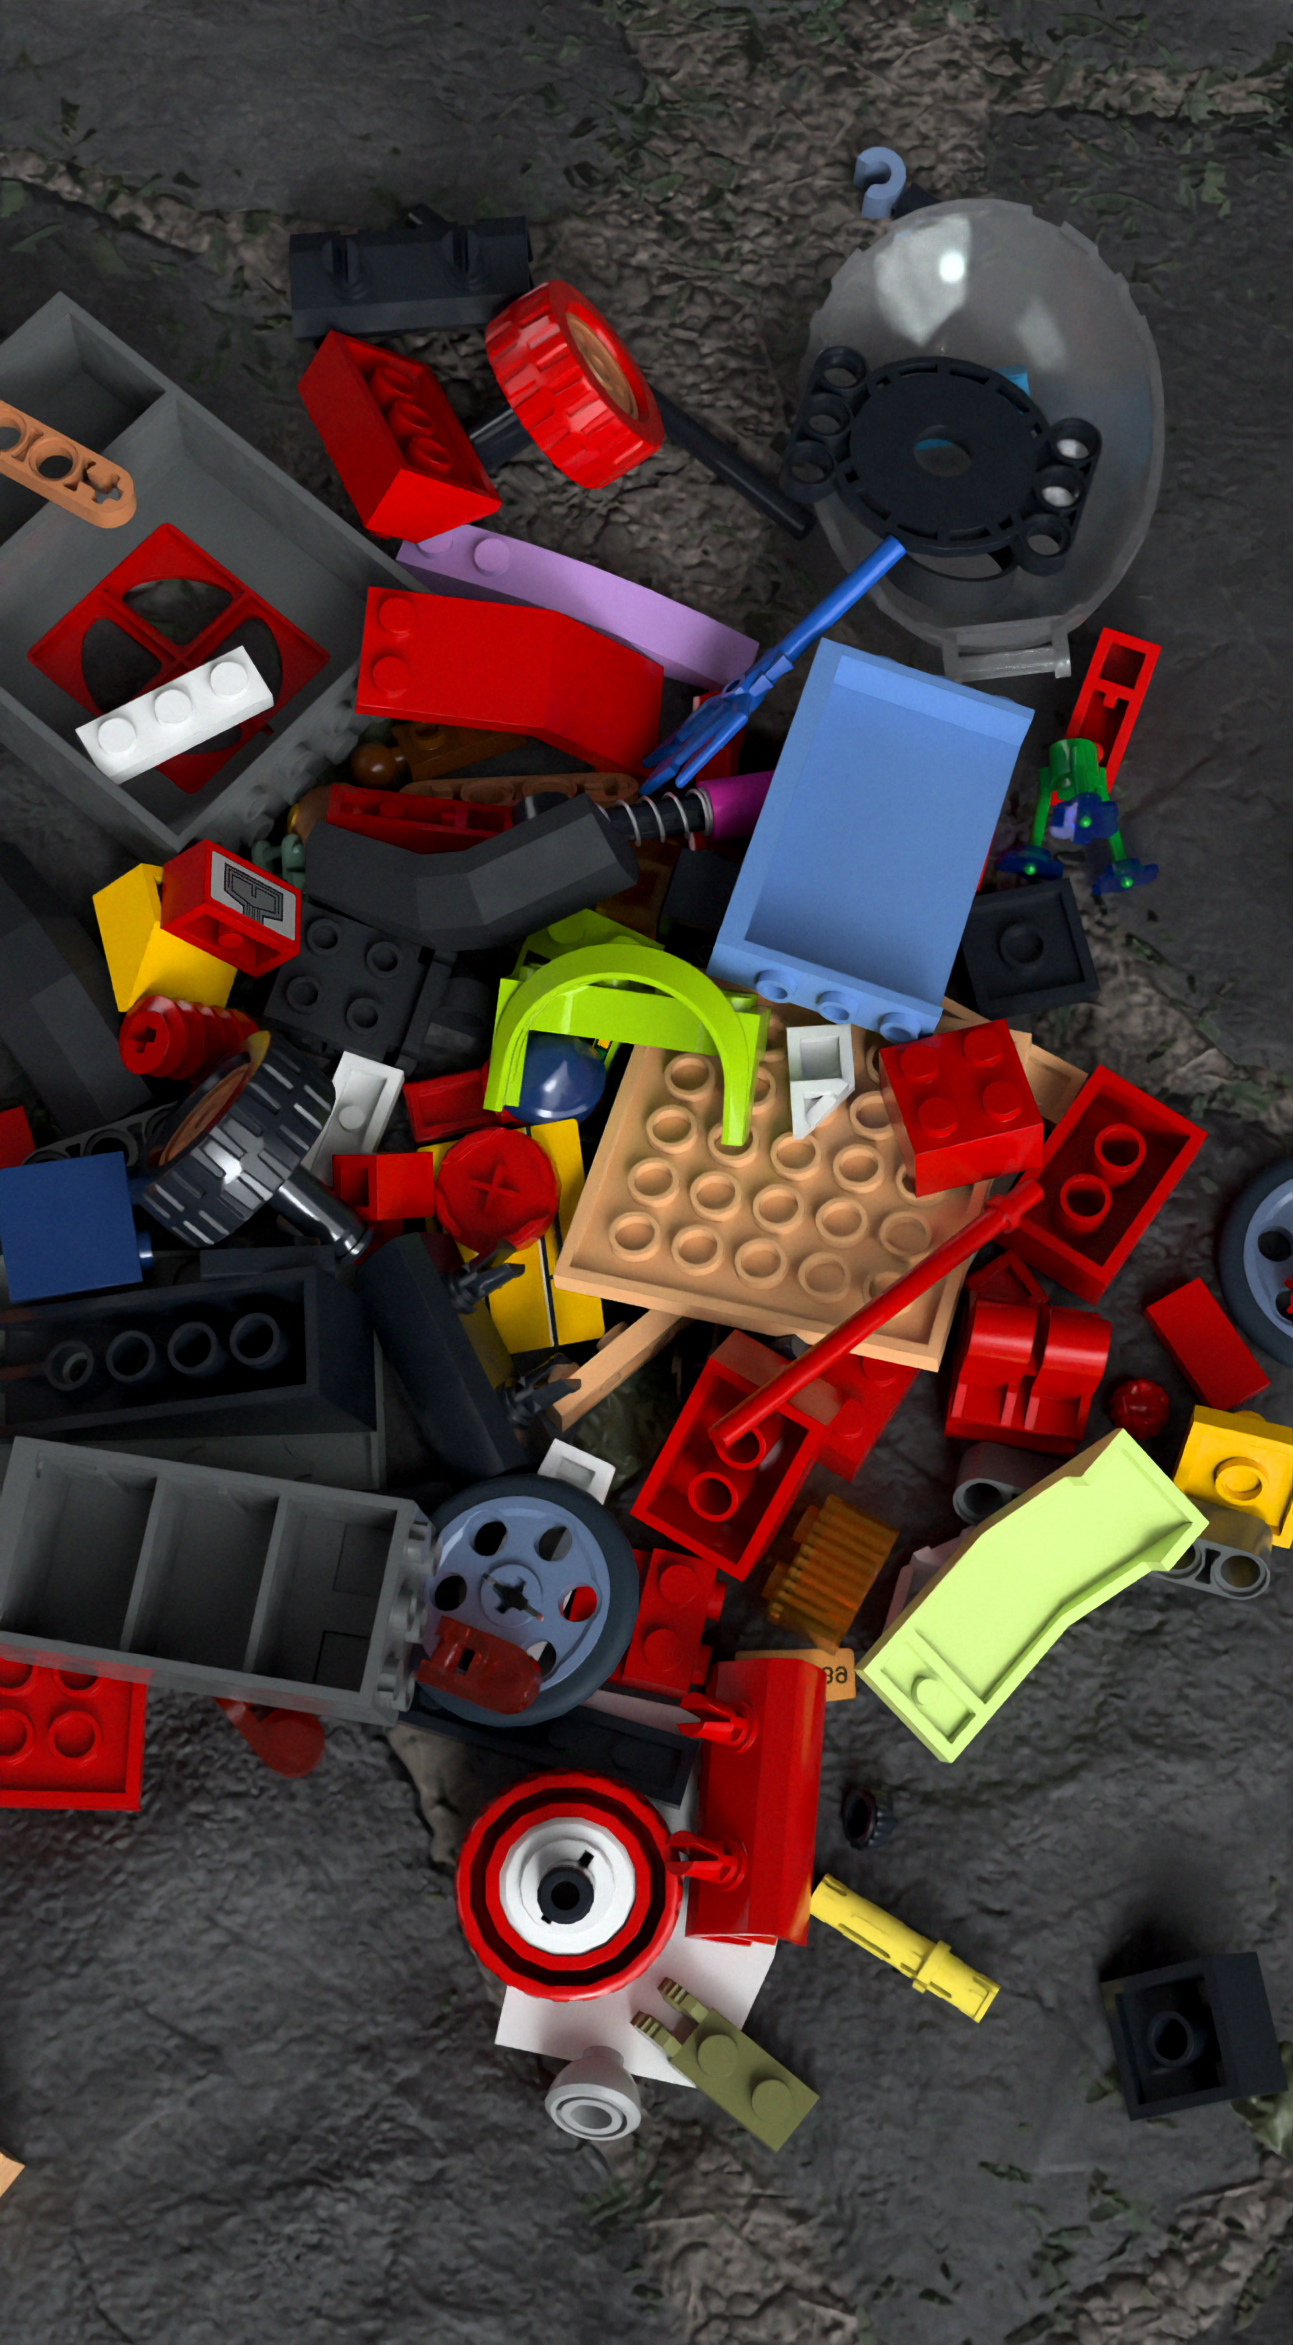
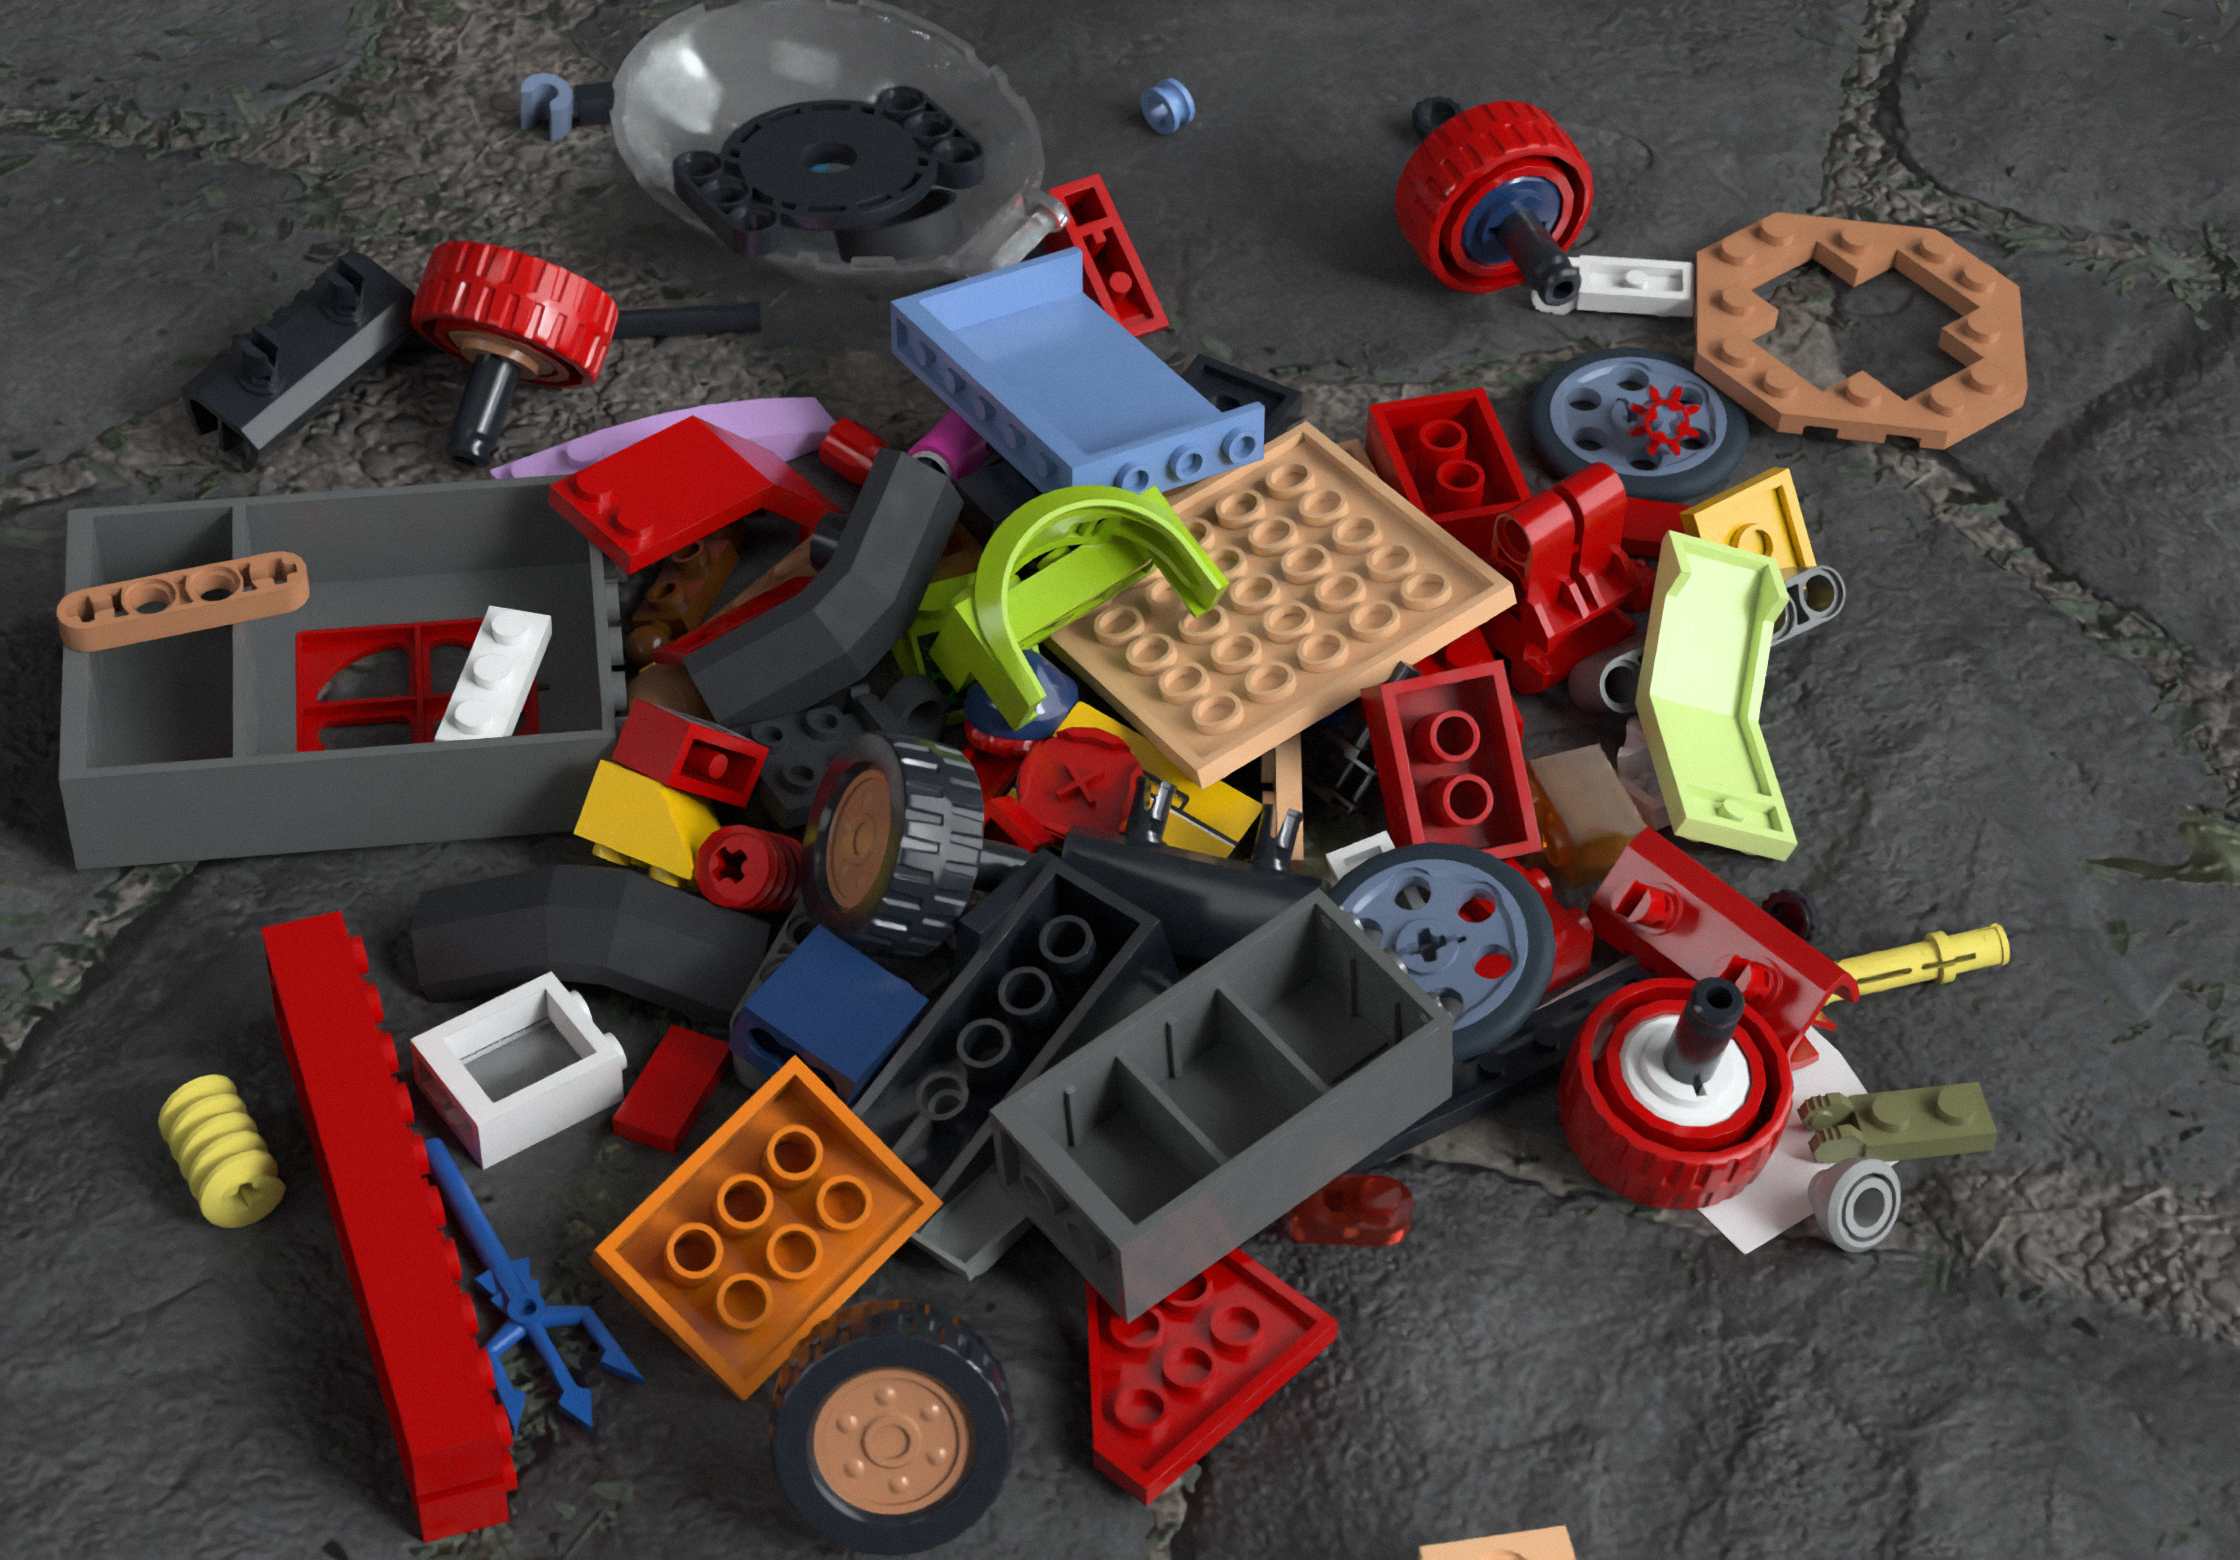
camera: 45 degrees left, 25 degrees down
(394, 441) = (416, 445): red slope -> none
(500, 1674) = (1488, 974): clear red plate -> none
(729, 711) = (870, 382): blue piece -> none
(819, 1073) = (1218, 537): white slope -> none
(961, 1107) = (1332, 463): red brick -> none
(999, 1215) = (1436, 497): red bar -> none
(1084, 815) = (1130, 291): plant -> none
(1194, 2035) = (2132, 852): black slope -> none

